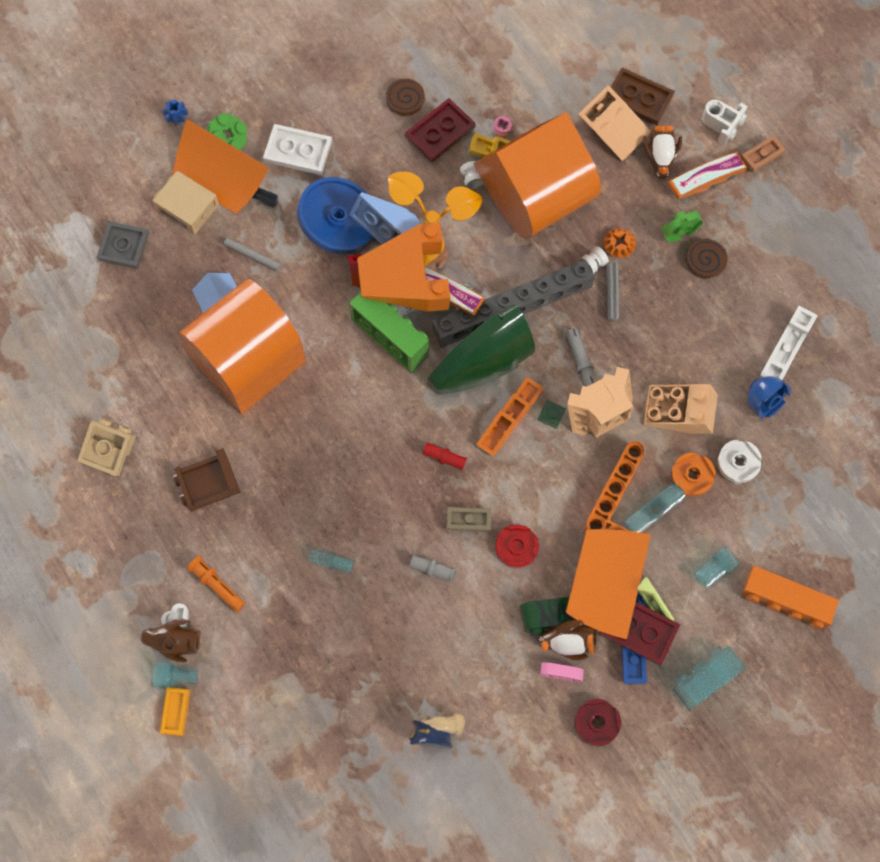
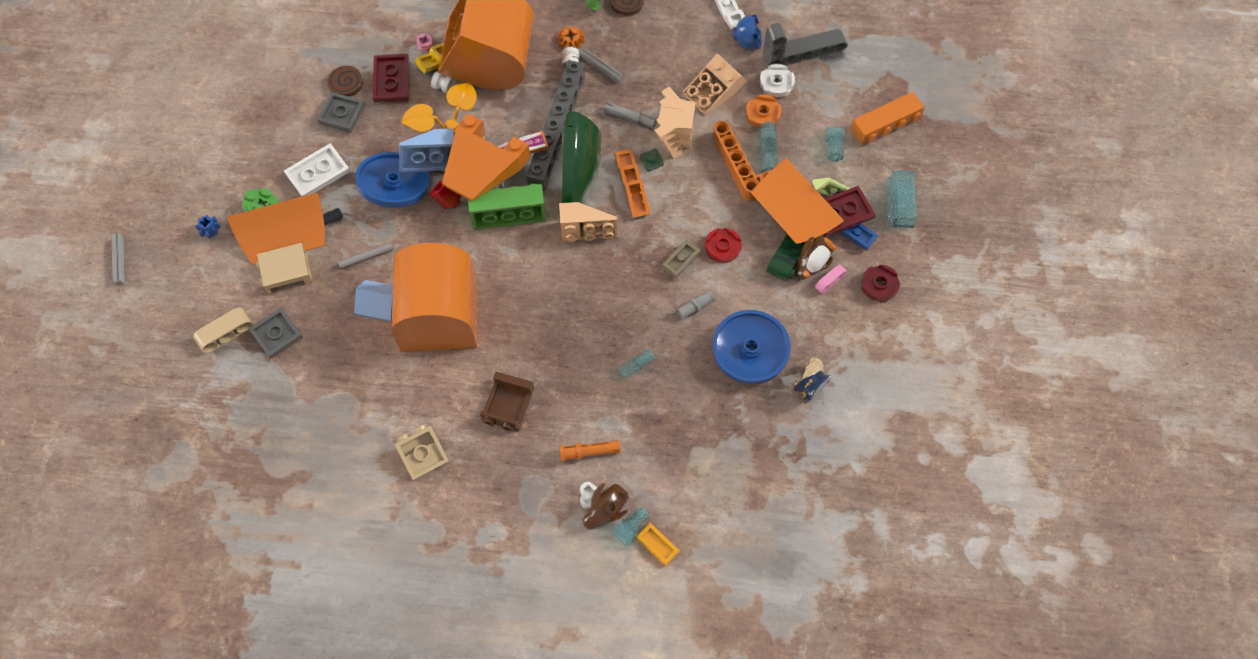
camera: 50 degrees left, 5 degrees down
(92, 72) = (118, 259): none -> light grey axle
(93, 203) = (222, 330): none -> tan beam
(371, 119) = (341, 112): none -> dark grey plate
(424, 400) = (585, 222): none -> light nougat slope
(426, 650) = (751, 347): none -> blue dish
(444, 456) = (624, 241): red pin -> none
(798, 458) = (780, 51): none -> dark grey beam

